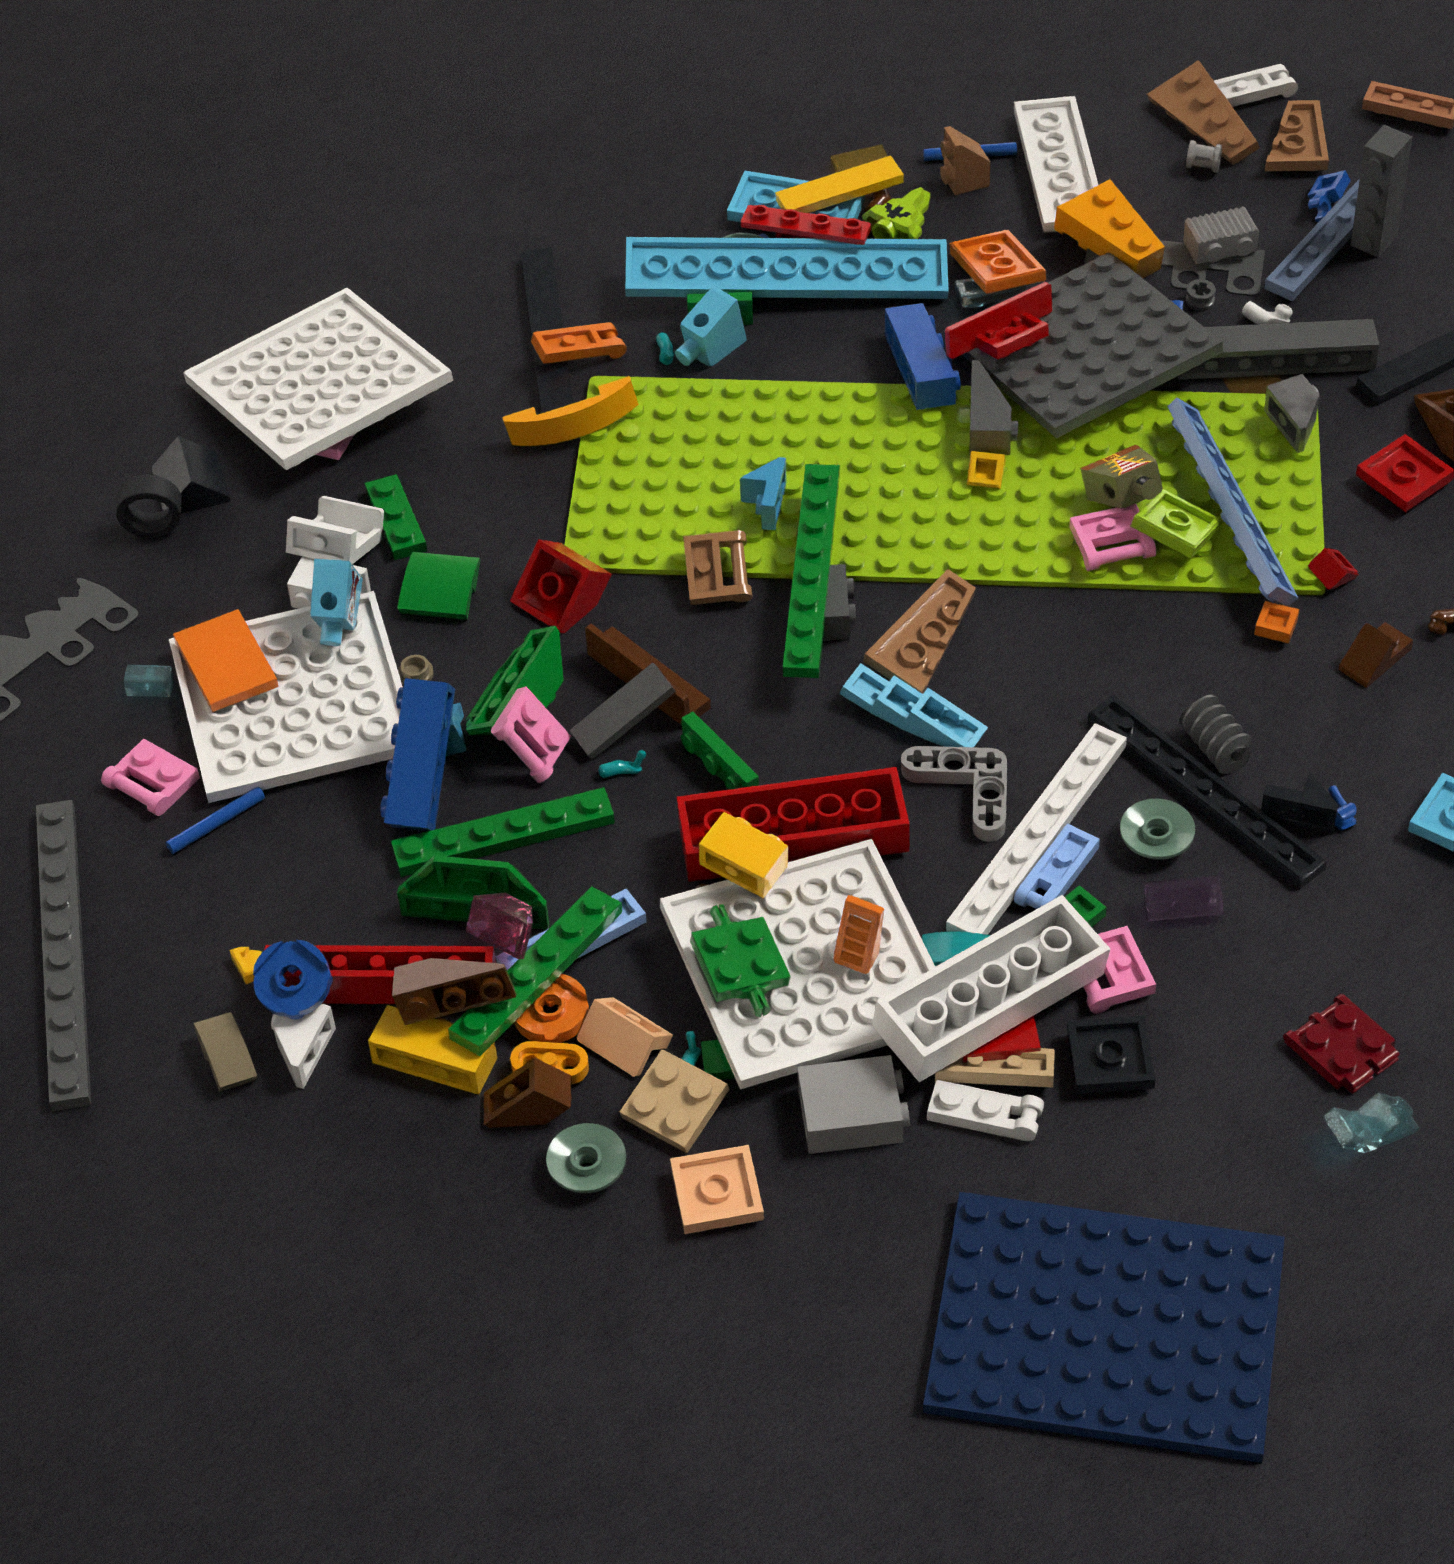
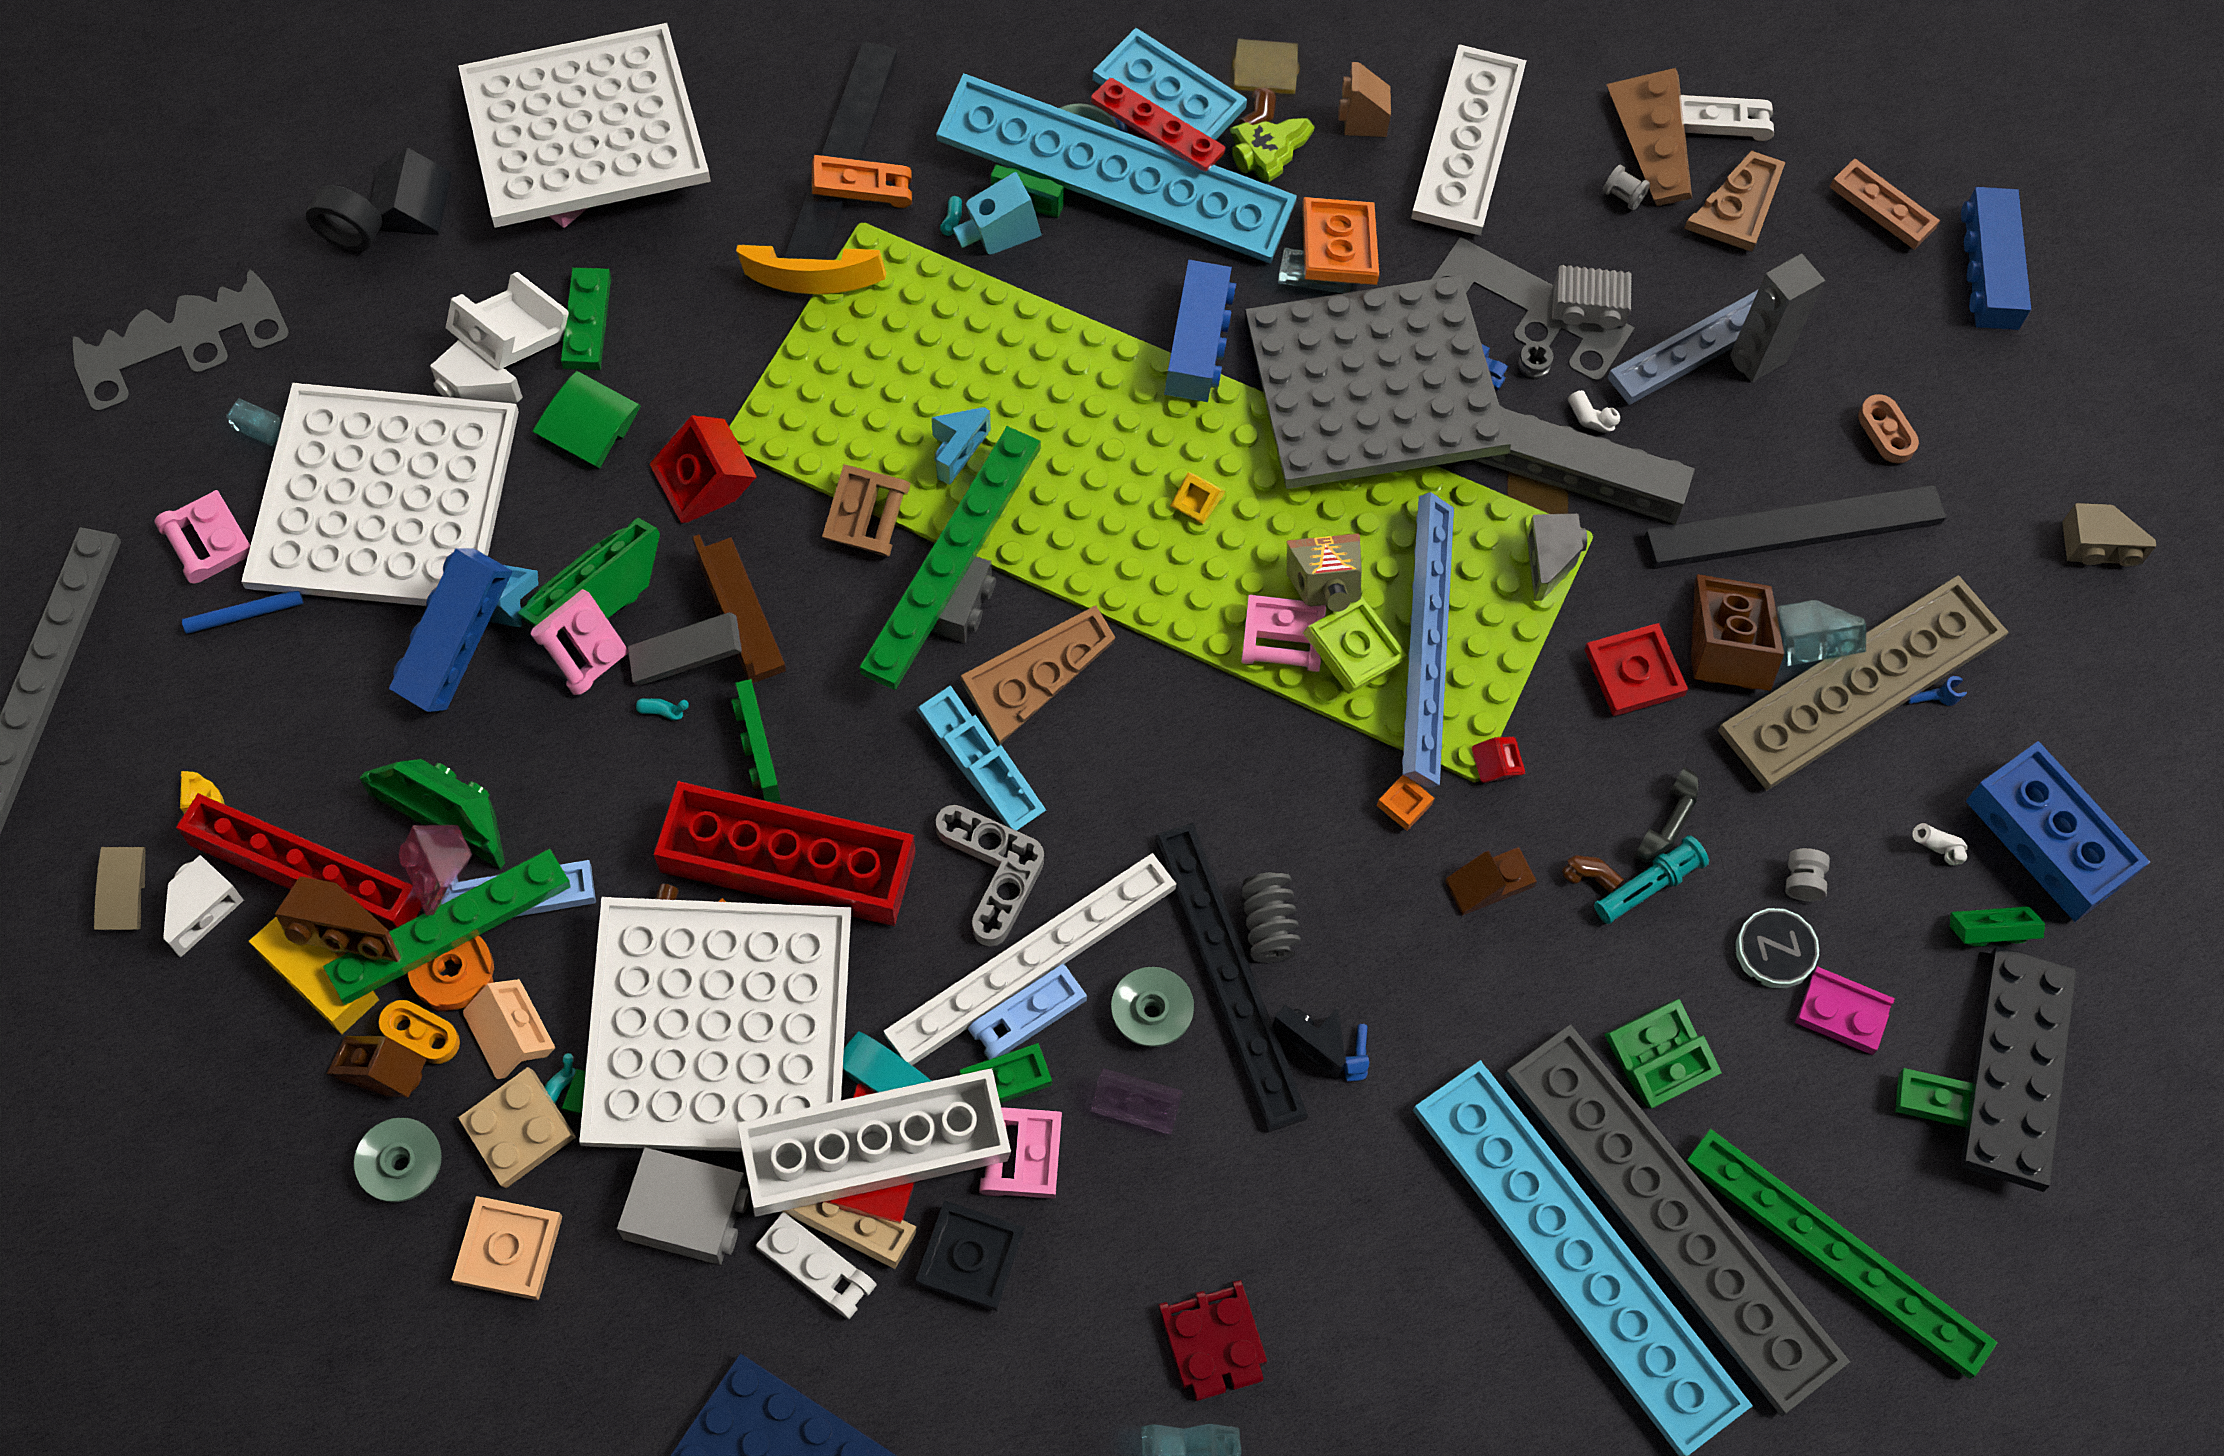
camera: 15 degrees right, 15 degrees up
(225, 660) = (330, 432): orange tile -> none
(292, 1000) = (221, 853): blue plate -> none
(335, 598) = (458, 409): medium azure torso -> none
(415, 668) = (514, 514): dark tan plate -> none
(506, 830) = (509, 738): green plate -> none
(740, 959) = (642, 1004): green plate -> none
(743, 854) = (702, 884): yellow brick -> none
(841, 186) = (1220, 87): yellow tile -> none
(858, 939) = (766, 1031): orange slope -> none
(990, 150) = (1398, 90): blue bar -> none
(990, 415) = (1228, 437): dark grey slope -> none
(1003, 326) = (1292, 336): red bracket -> none
(1109, 224) = (1475, 248): light orange wedge -> none
(1327, 190) = (1734, 280): blue plate -> none

